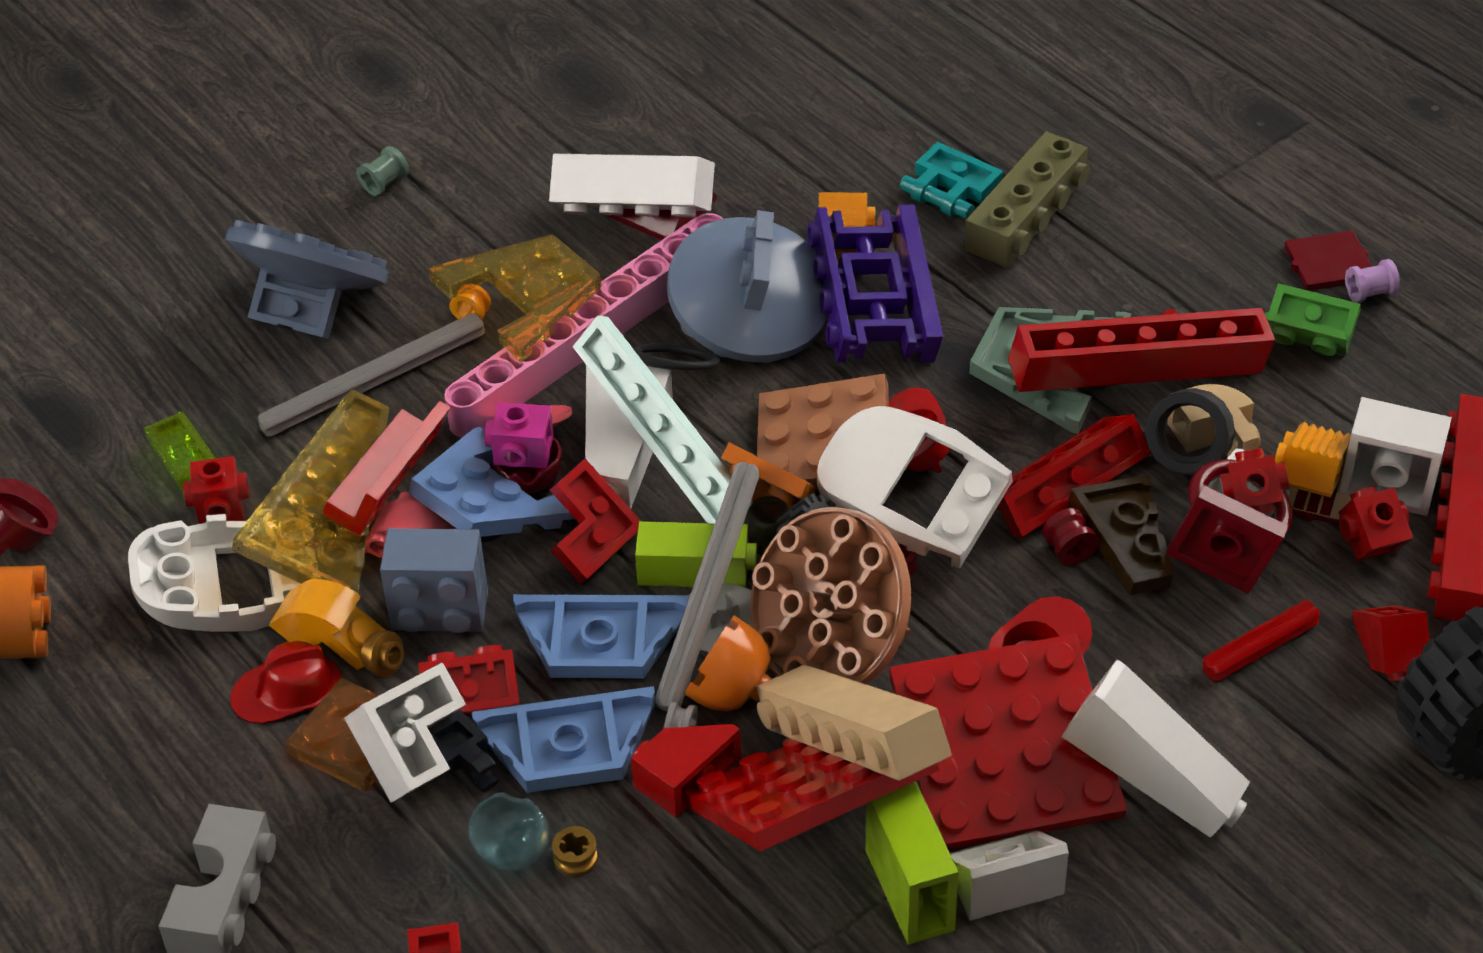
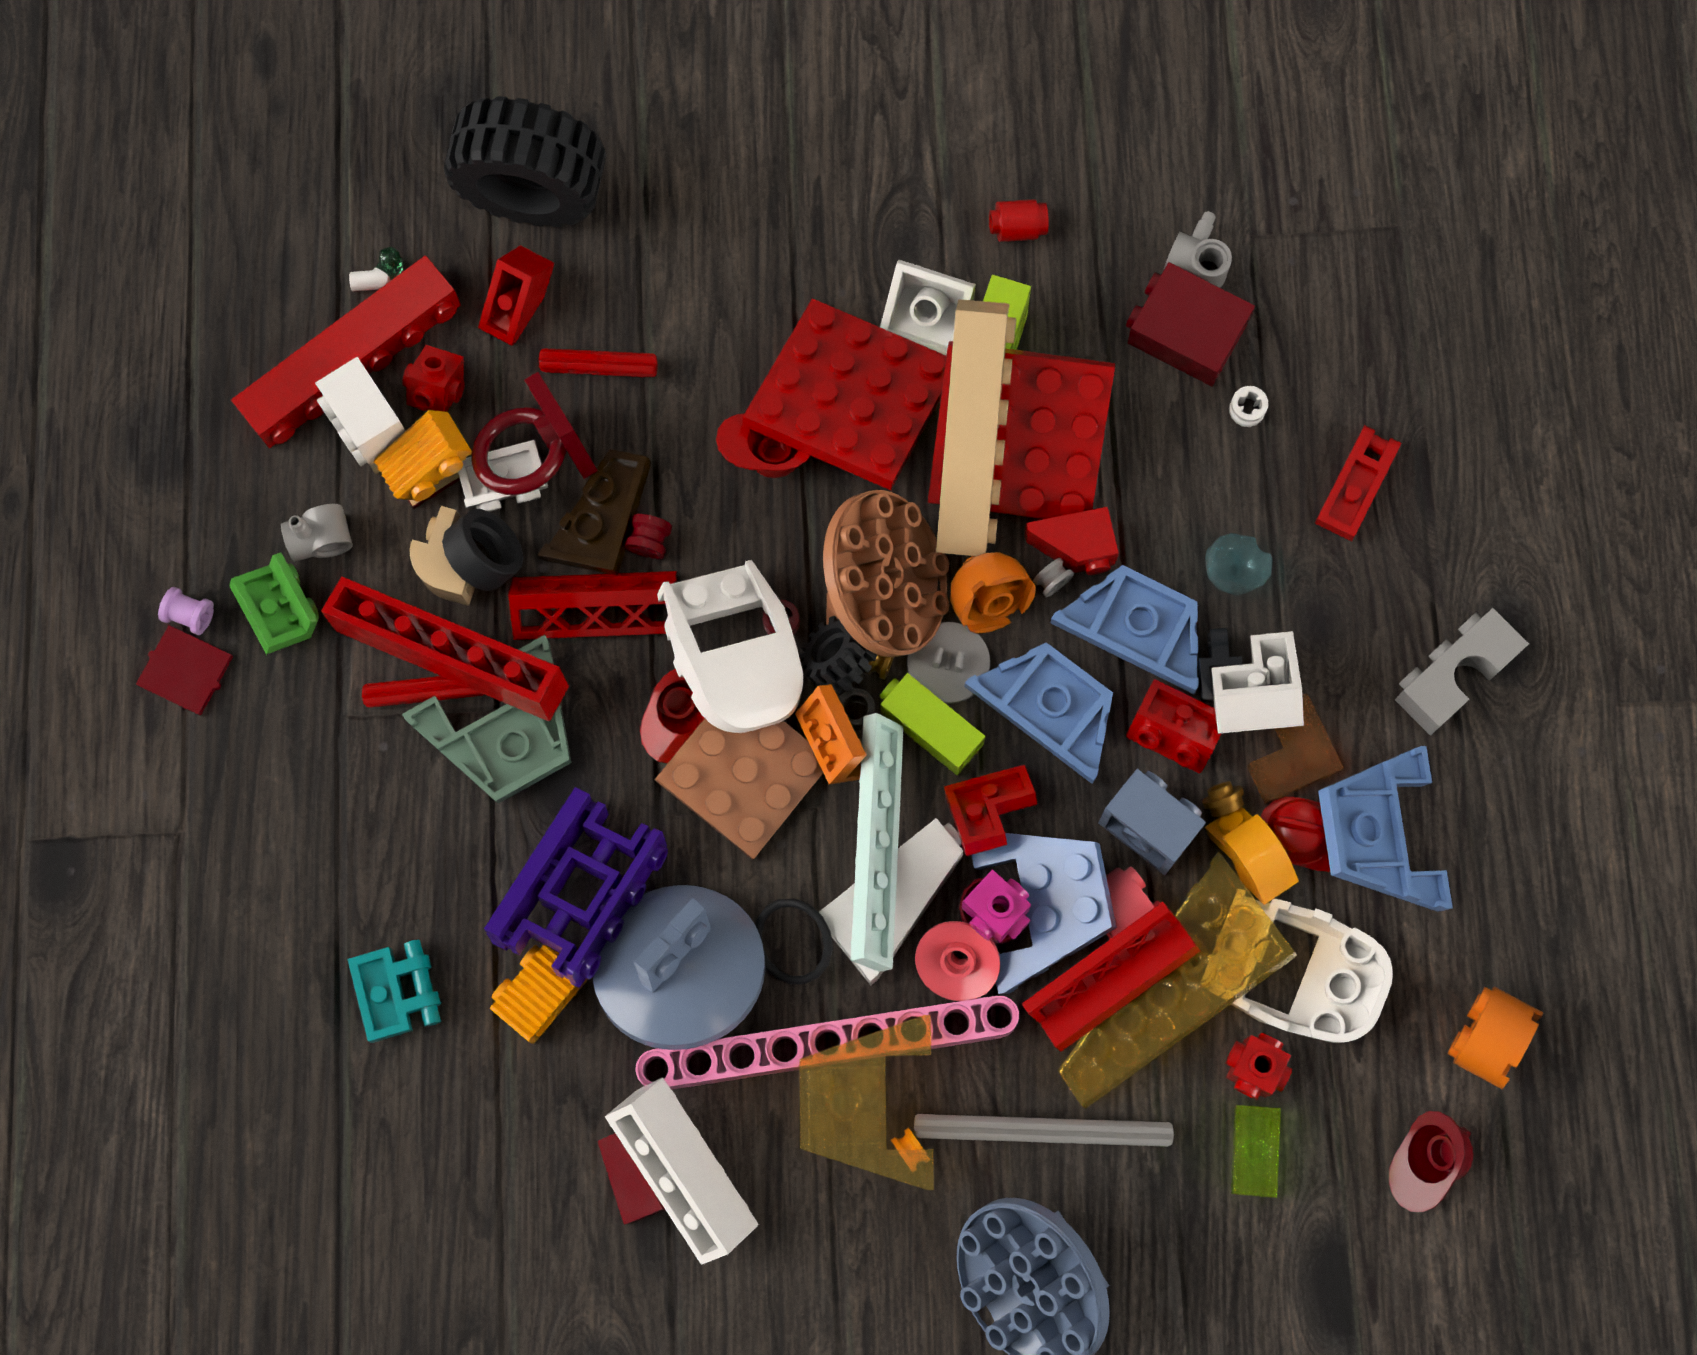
camera: 140 degrees left, 30 degrees up
(229, 688) = (1368, 834): none -> medium blue wing
(581, 840) = (1206, 525): pearl gold bush -> none
(707, 586) = (952, 666): light grey axle -> none
(1026, 199) = (355, 912): olive brick -> none
(1157, 751) = (777, 296): white slope -> none
(1253, 462) = (503, 440): red brick -> none
(1338, 378) = (318, 533): none -> light grey piece

